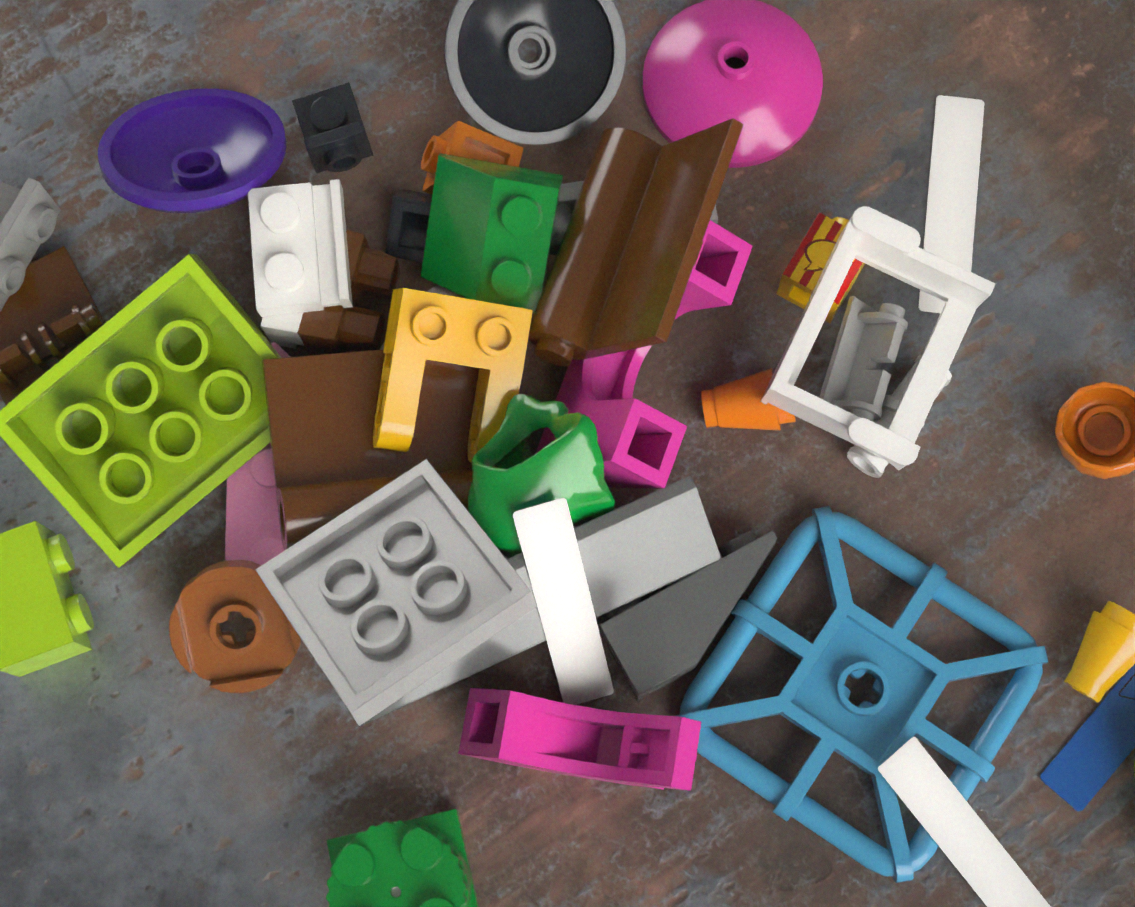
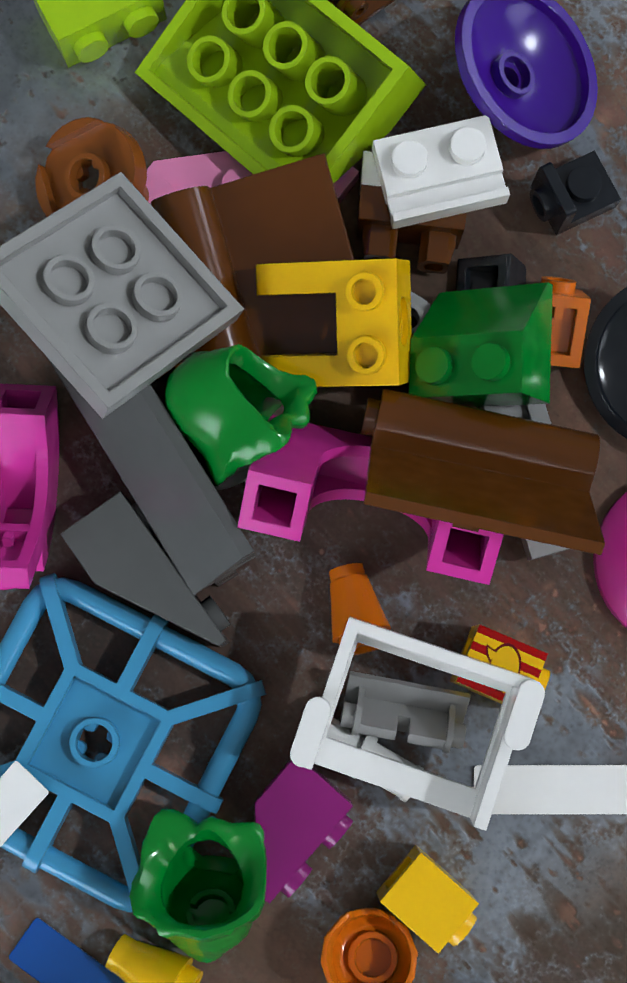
camera: 75 degrees right, 5 degrees up
(563, 601) = (132, 451): white sticker -> none
(963, 491) = (298, 815): none -> magenta slope
(1035, 583) = (195, 898): none -> green piece
(1050, 365) = (429, 900): none -> yellow brick

